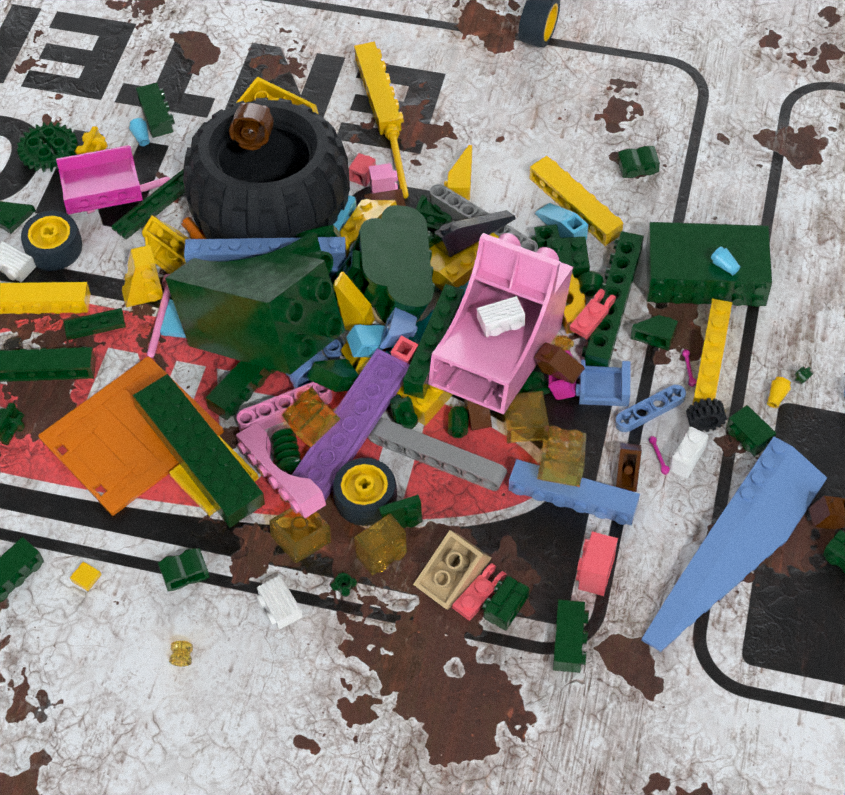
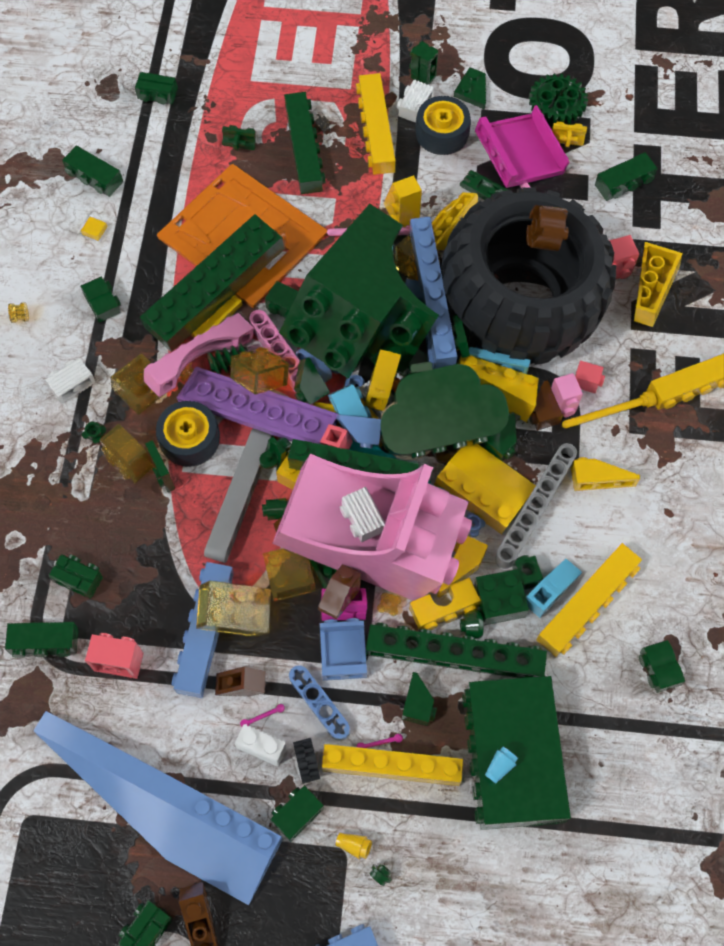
camera: 80 degrees right, 10 degrees up
(94, 324) = (358, 181): dark green tile -> none
(139, 130) = (592, 170): medium azure cone -> none
(433, 214) = (537, 452): dark green wing -> none
(451, 569) = (111, 524): tan slope -> none
(461, 234) = (505, 483): black wedge -> none
(476, 594) = (89, 550): coral hinge -> none
(592, 315) = (420, 626): coral hinge -> none

